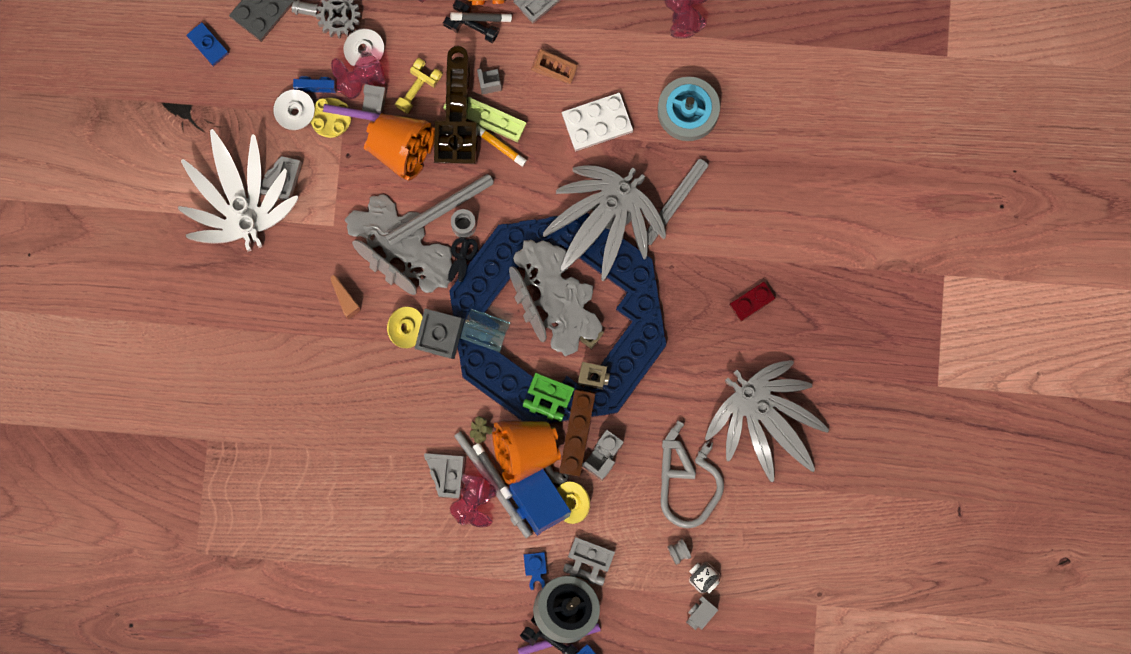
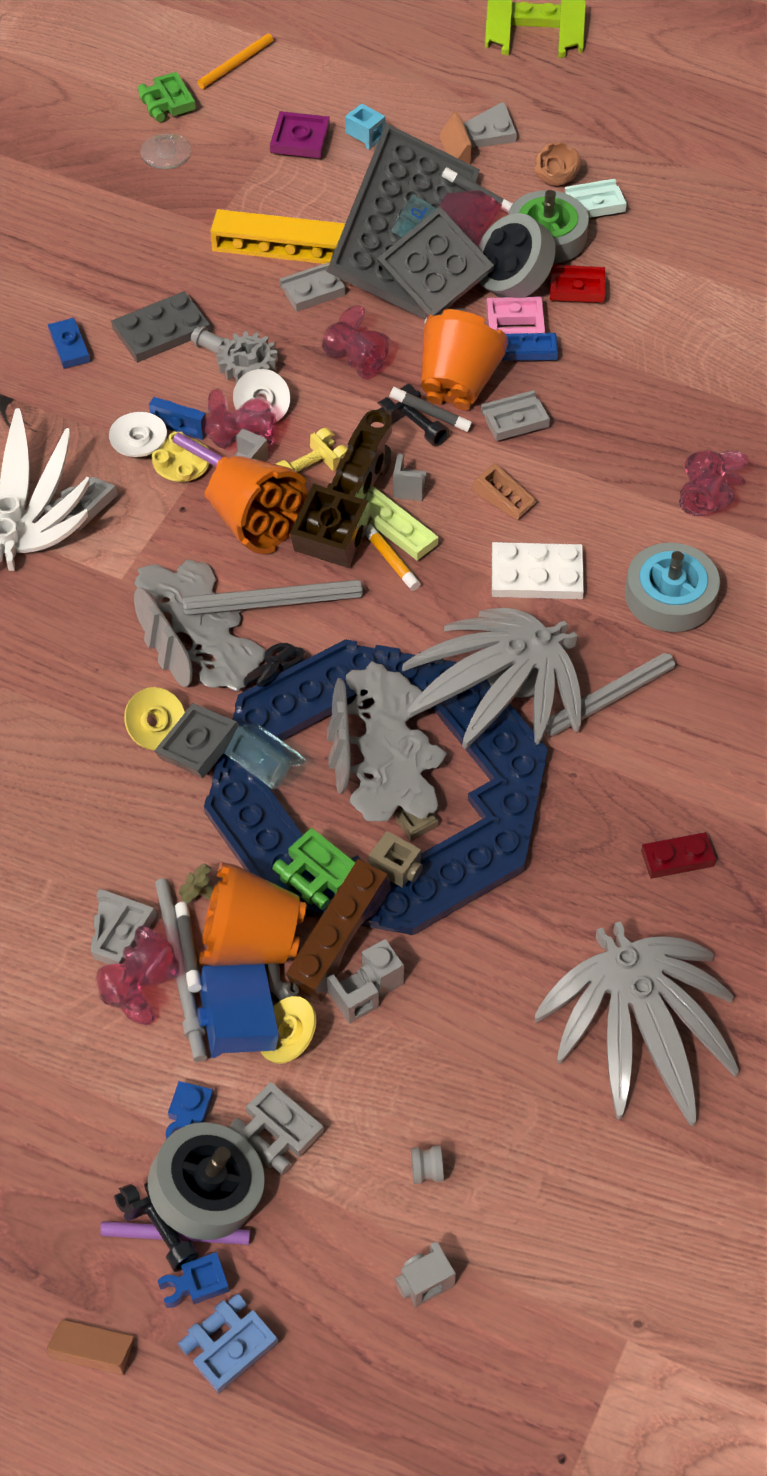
camera: 20 degrees right, 25 degrees down
(346, 301) = (89, 665): nougat slope -> none
(463, 223) = (297, 622): light grey piece -> none
(688, 473) = (479, 1004): light grey piece -> none
(704, 577) = (452, 1220): head -> none

